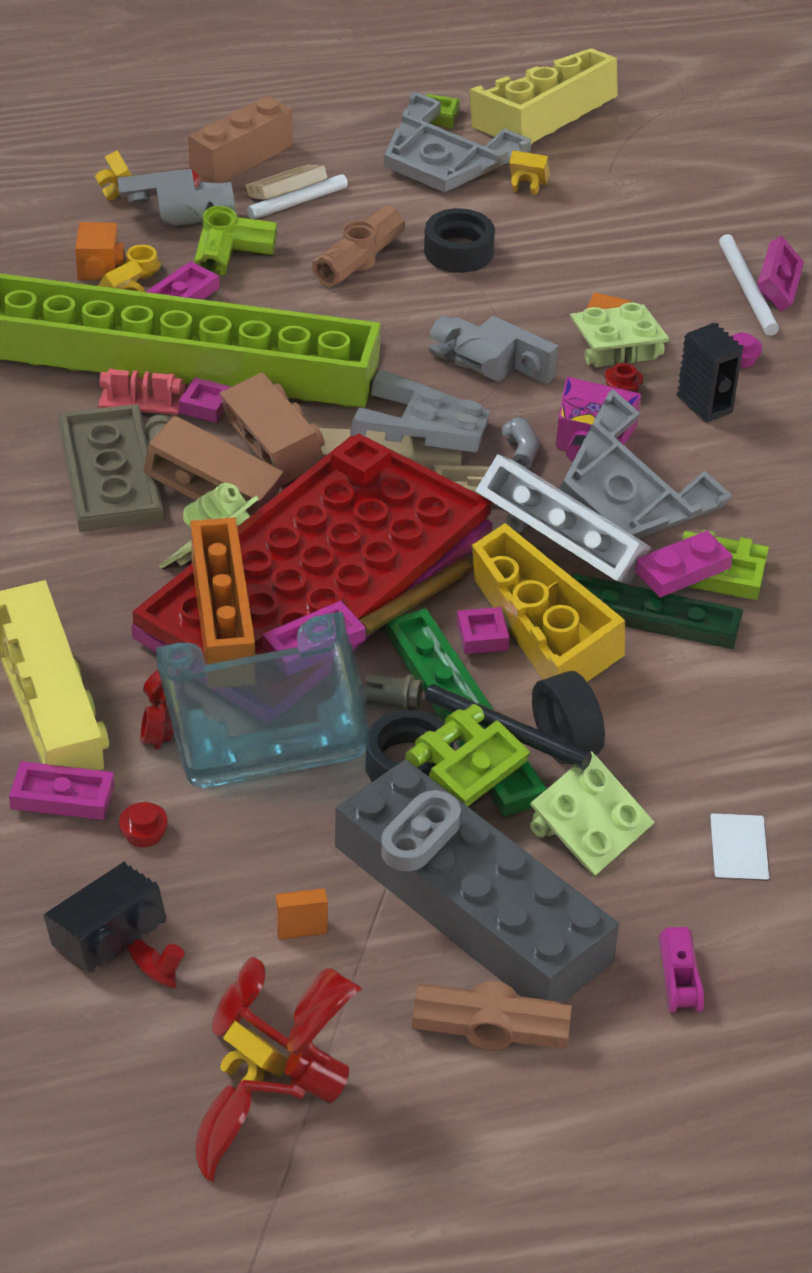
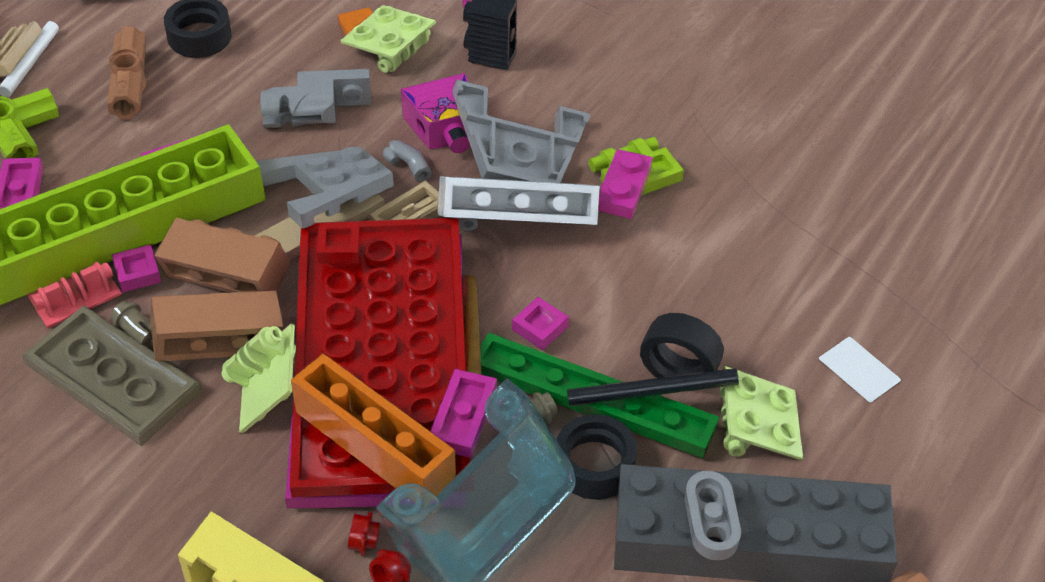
camera: 40 degrees left, 5 degrees up
(475, 766) = (669, 428): lime plate -> none
(545, 608) = (580, 278): yellow wedge -> none
(624, 377) = (425, 69): red plate -> none
(668, 615) = (622, 235): dark green tile -> none
(680, 969) = (941, 494): dark pink bar -> none

